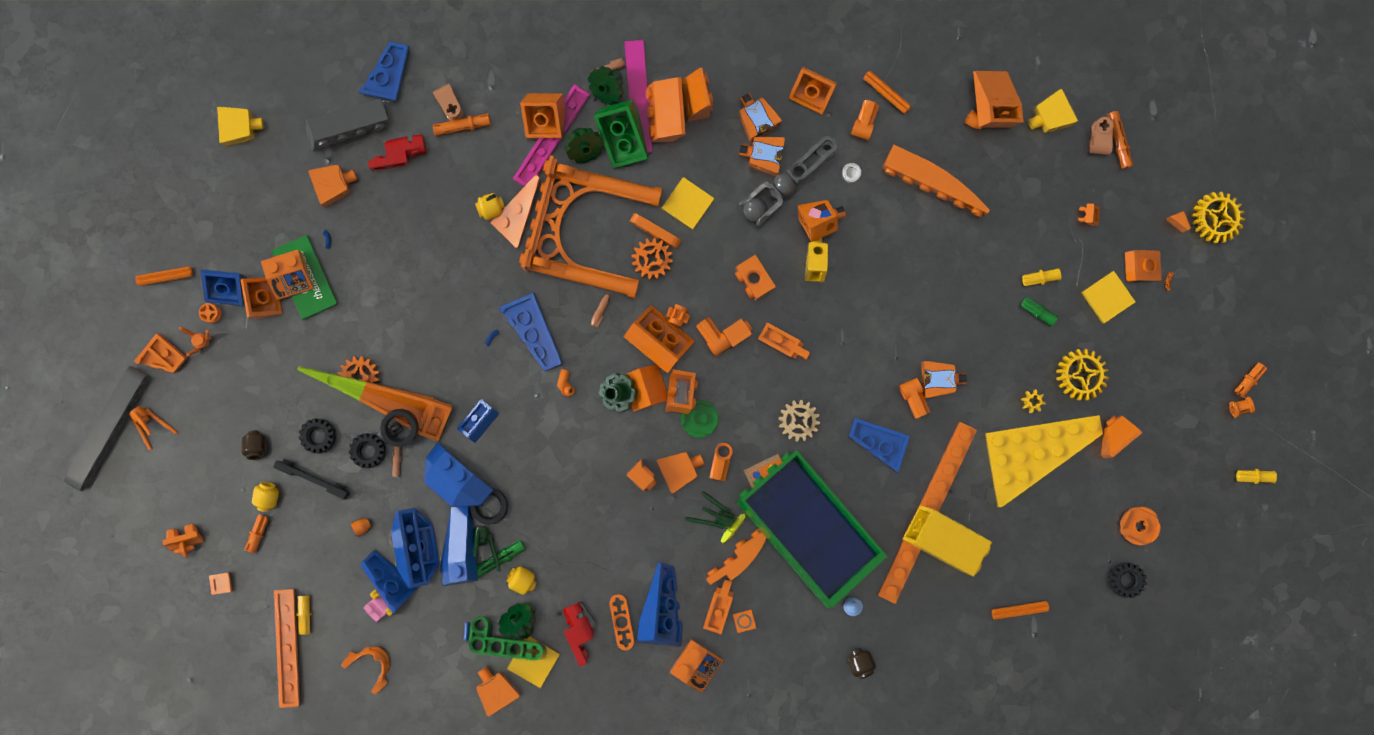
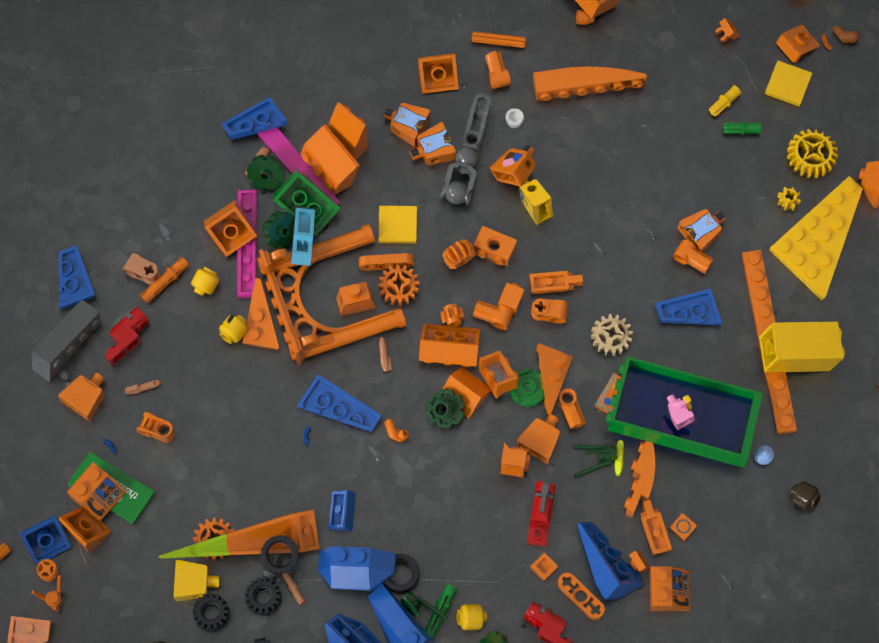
camera: 30 degrees left, 15 degrees down
(319, 400) = (192, 580): none -> yellow torso
(370, 248) = (152, 427): none -> orange piece
(384, 206) = (138, 388): none -> nougat piece
(493, 148) = (205, 281): none -> yellow head
(597, 164) = (303, 236): none -> medium azure slope
(608, 248) = (355, 298): none -> orange torso
(609, 577) = (544, 566): none -> orange tile
(631, 30) = (255, 119): none -> blue wing
(635, 534) = (541, 514): none -> red plate
(687, 626) = (638, 561): none -> orange plate
(719, 265) = (458, 254): none -> orange gear
(731, 417) = (553, 370): none -> orange wing
(765, 367) = (552, 310): none -> orange piece
(803, 529) = (679, 411): none -> bright pink piece
(1189, 288) = (846, 36): none -> dark orange arm

